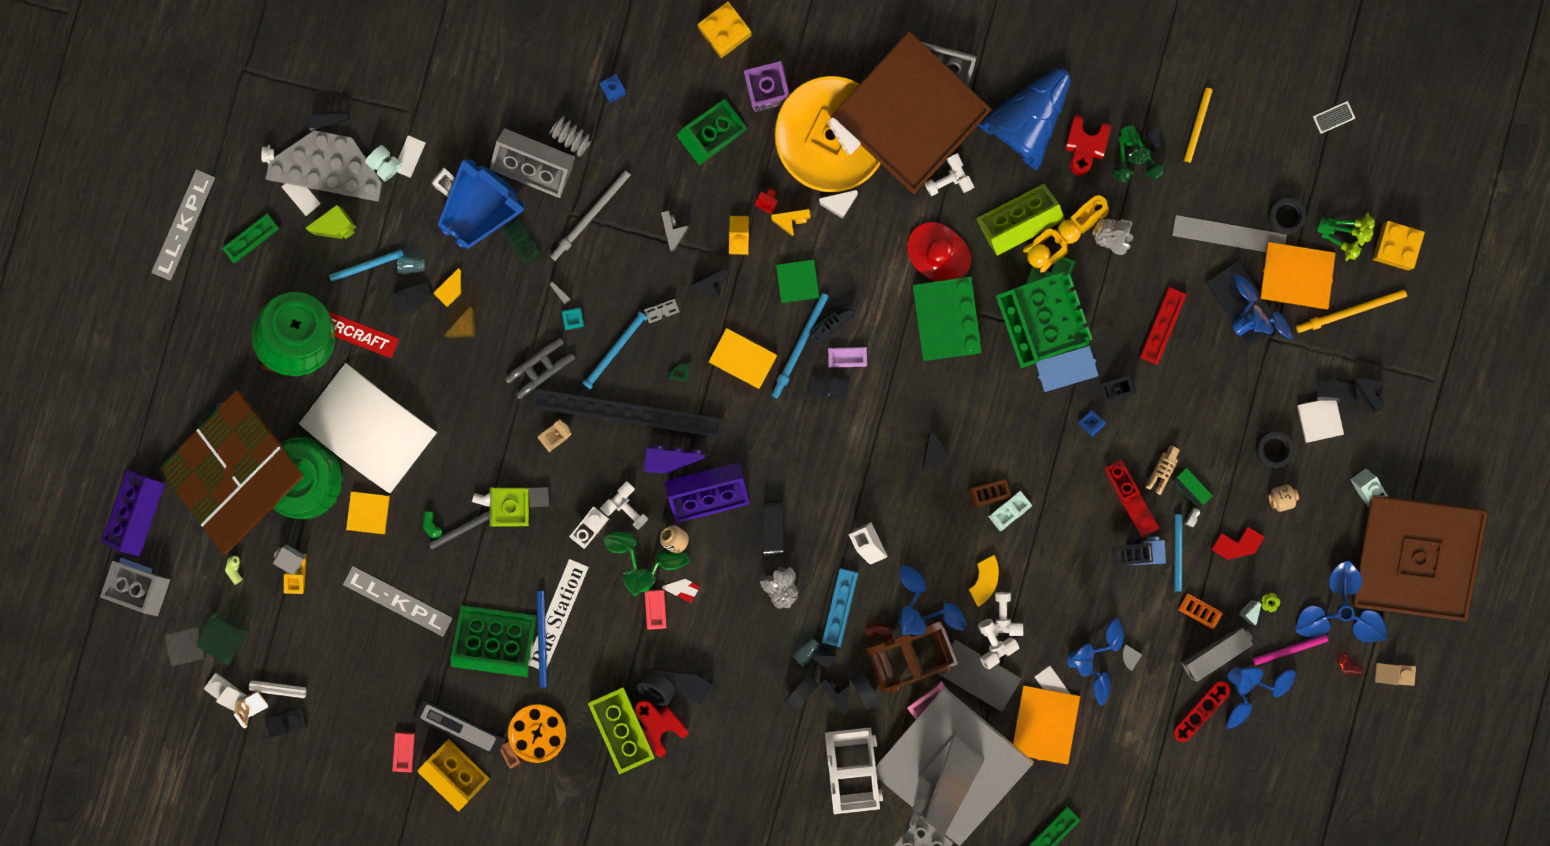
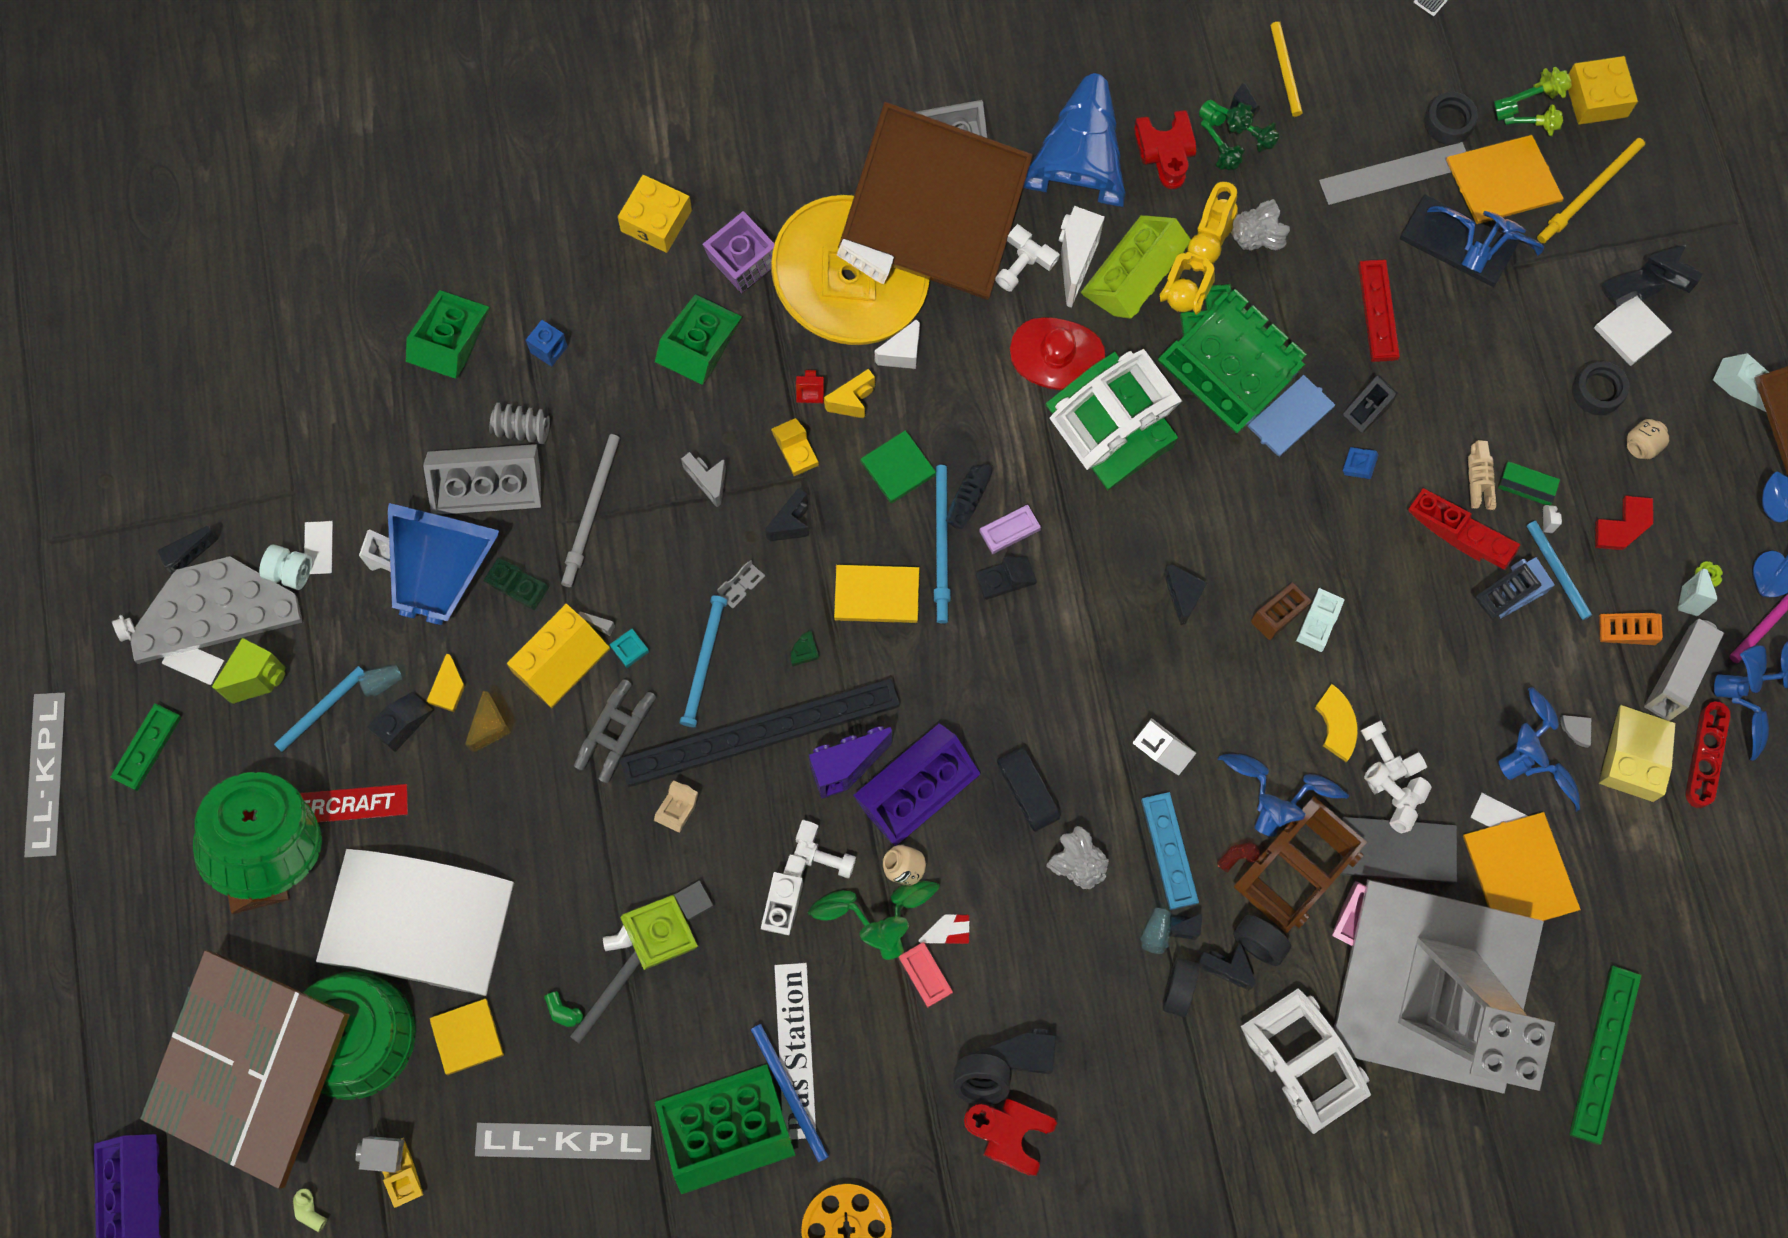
camera: 25 degrees left, 15 degrees down
(526, 304) = (558, 655): none -> yellow slope
(552, 49) = (445, 334): none -> green slope
(621, 730) = (962, 1163): lime slope -> none
(920, 321) = (1151, 381): none -> white window
(988, 189) = (1080, 239): none -> white slope
(1159, 689) = (1639, 754): none -> light yellow slope

